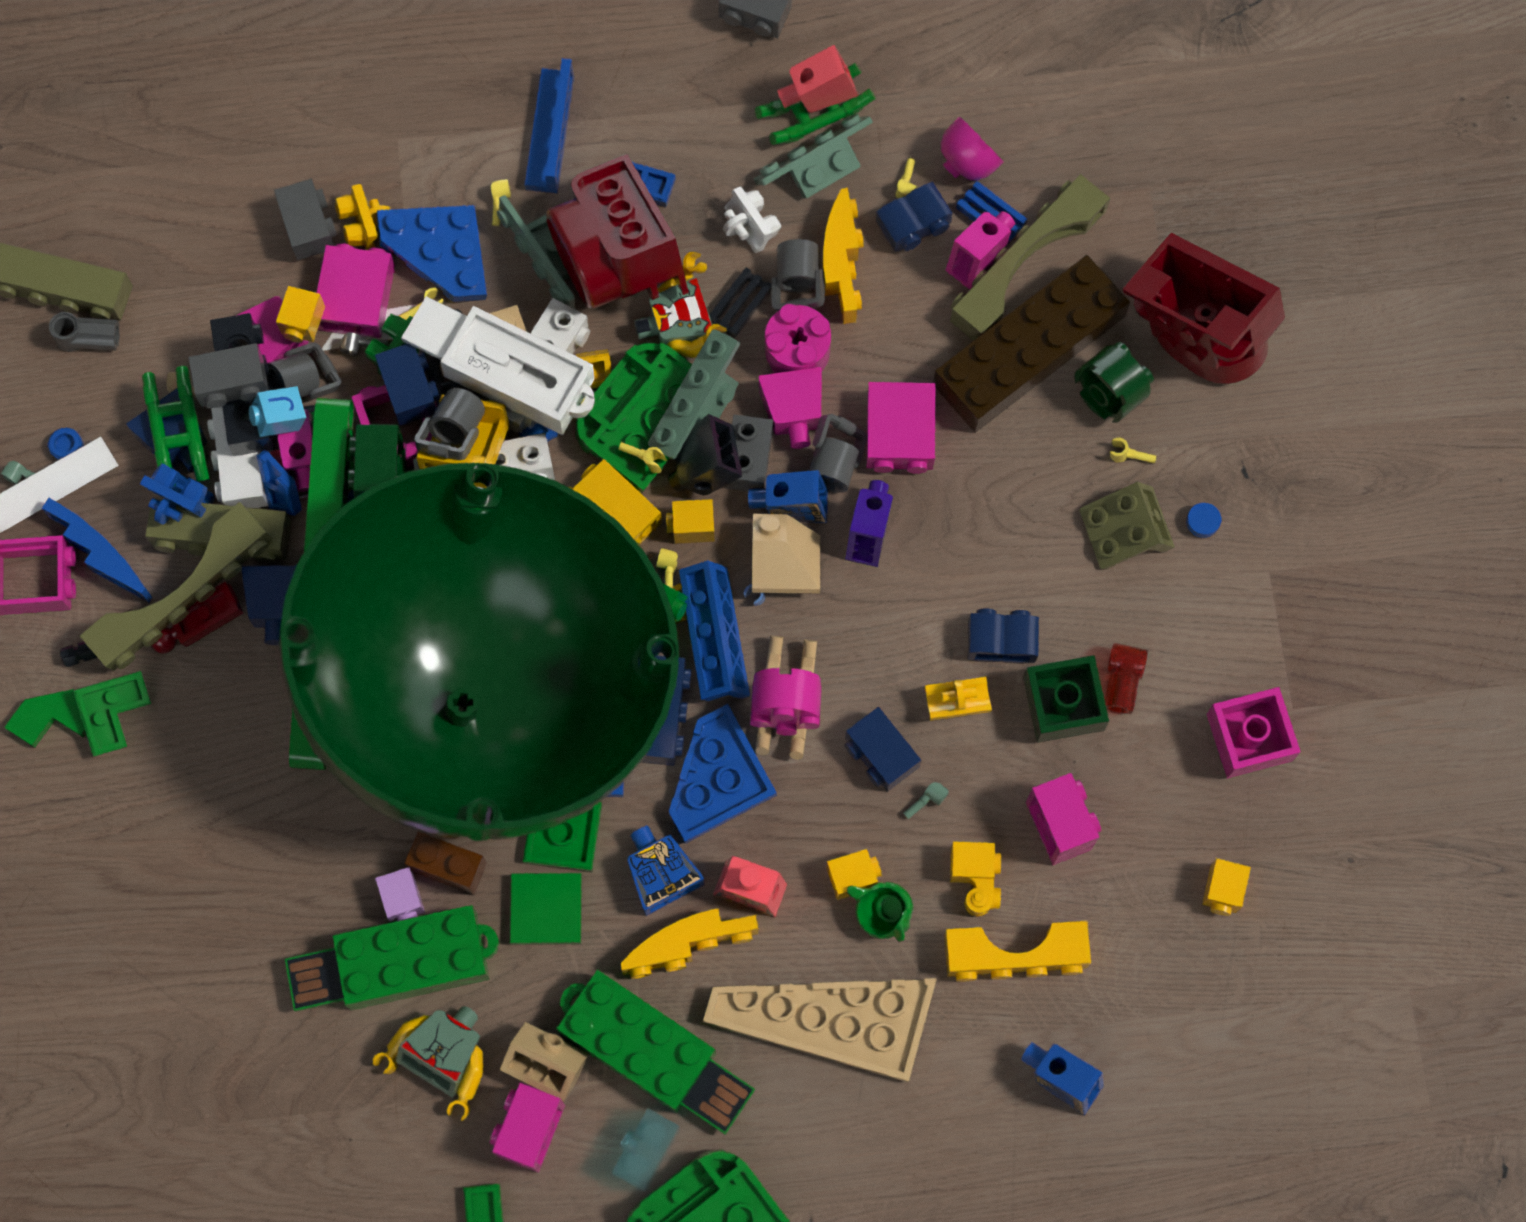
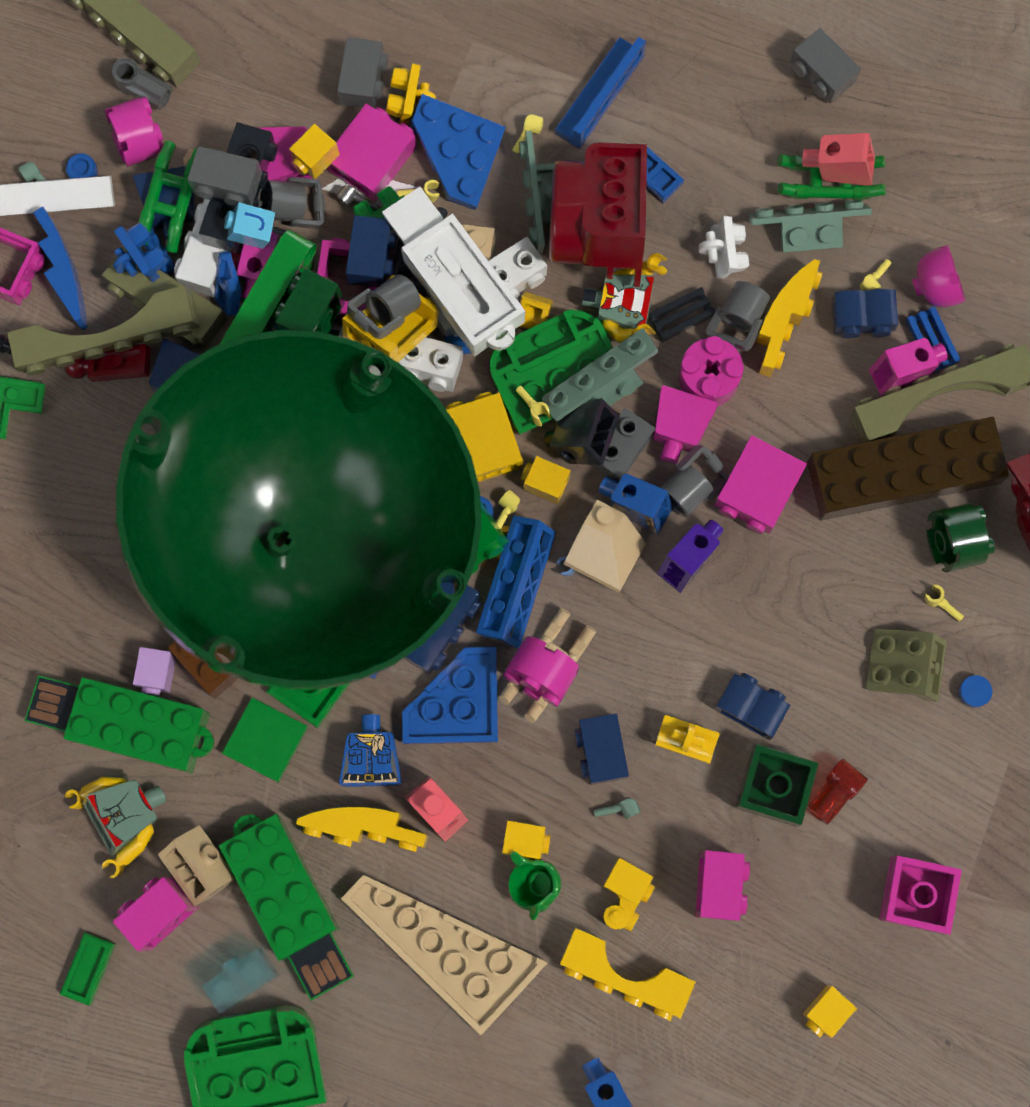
camera: 30 degrees right, 5 degrees up
(104, 380) = (134, 131): none -> dark pink brick

